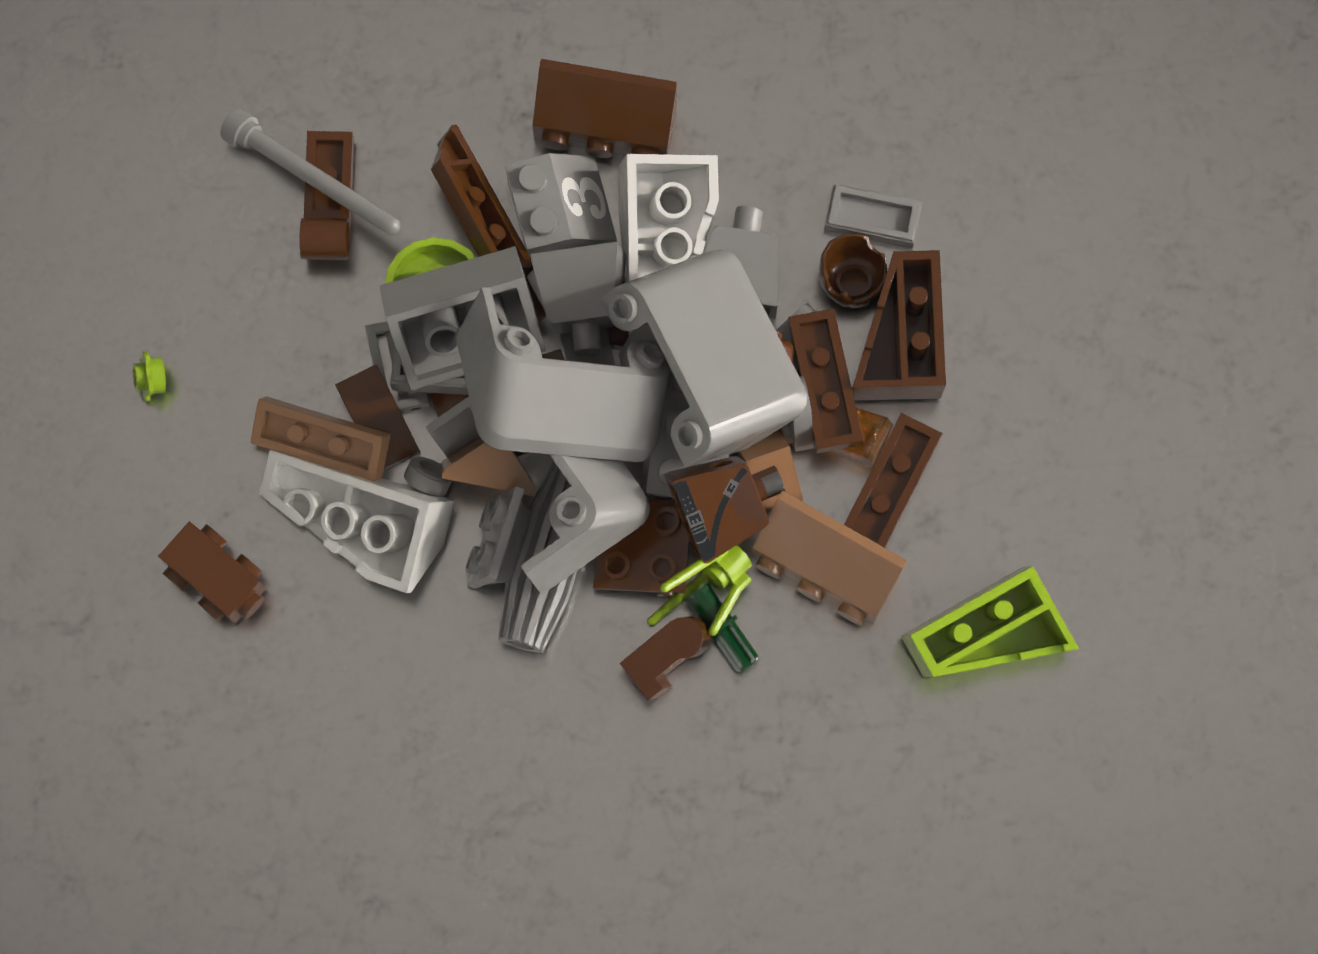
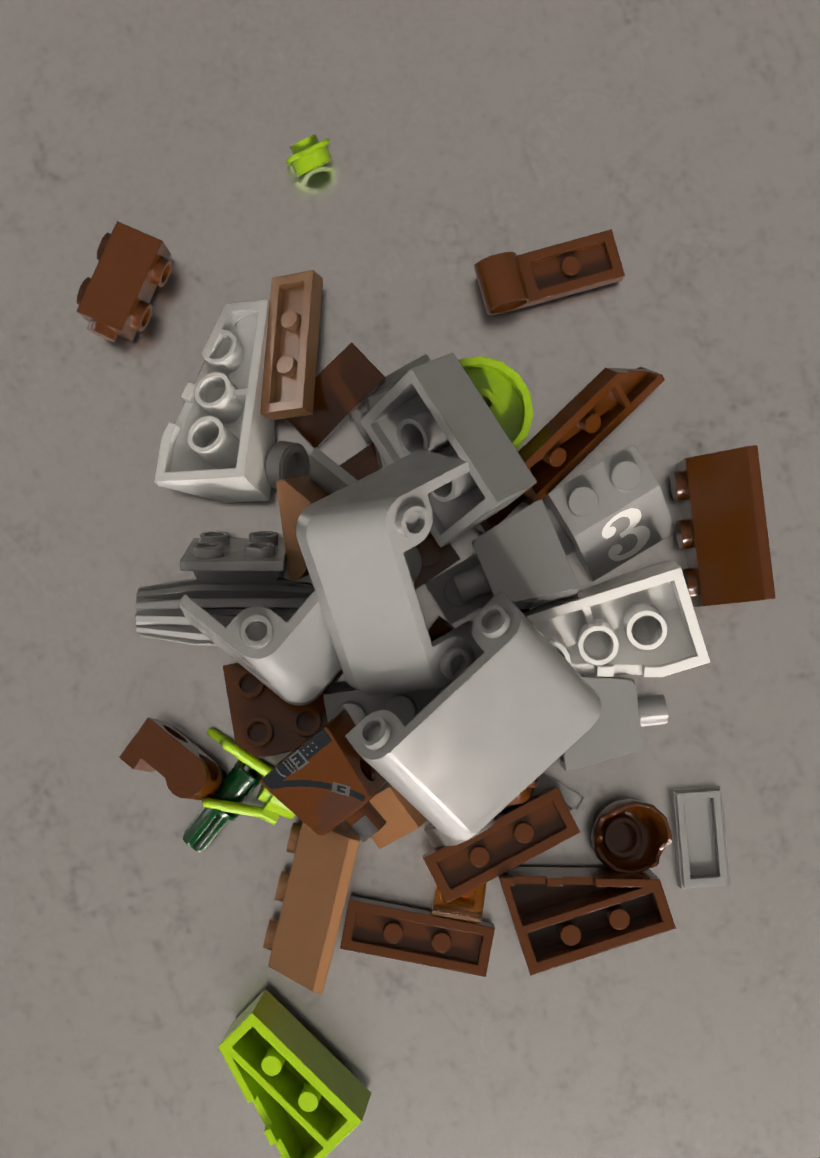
camera: 80 degrees right, 10 degrees up
(243, 131) = (591, 166): light grey piece -> none

